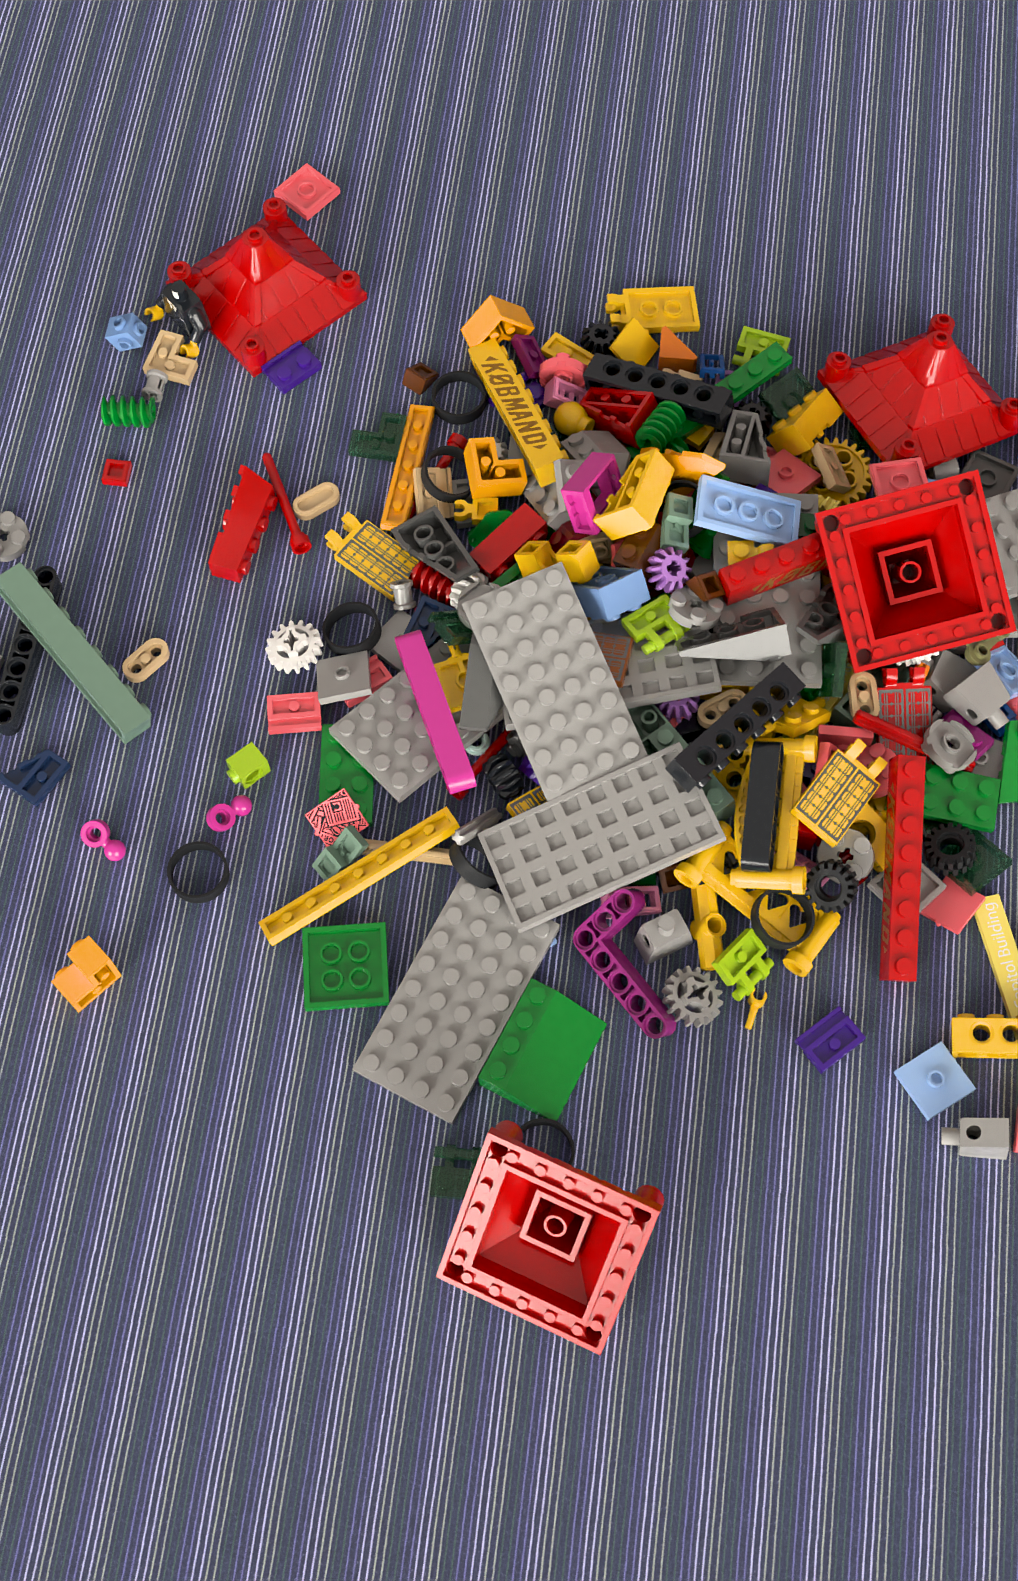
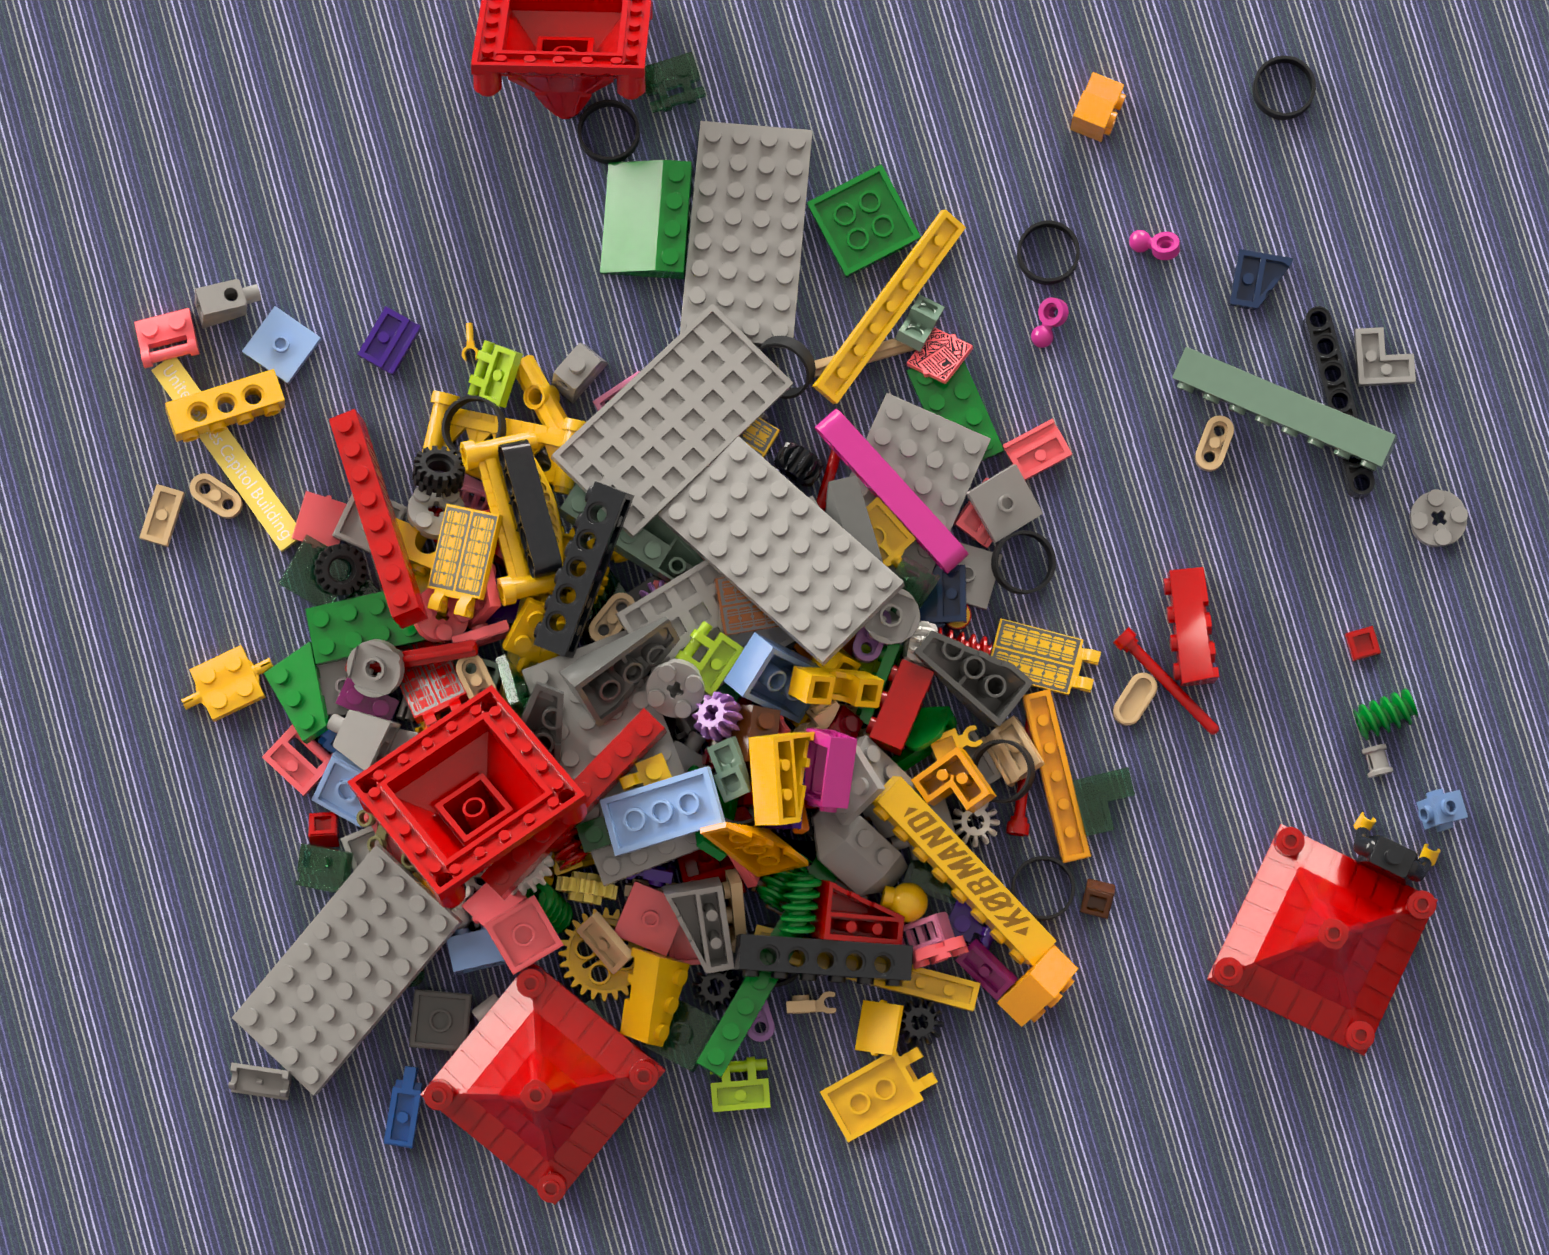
camera: 160 degrees right, 15 degrees up
(166, 359) = (1384, 795): tan plate -> none
(247, 766) = (1054, 374): lime brick -> none
(291, 367) = (1243, 851): dark purple plate -> none
(294, 647) = (1065, 509): white gear -> none
(307, 191) = (1342, 1089): coral plate -> none
(403, 594) = (991, 623): light grey bush -> none
(479, 824) = (799, 398): light grey axle -> none
(619, 963) = (606, 317): magenta beam -> none
(675, 353) = (834, 1038): orange slope -> none
(694, 1010) = (536, 315): light grey gear -> none
(706, 586) = (673, 713): reddish brown slope -> none
(711, 369) = (777, 1017): blue tile -> none

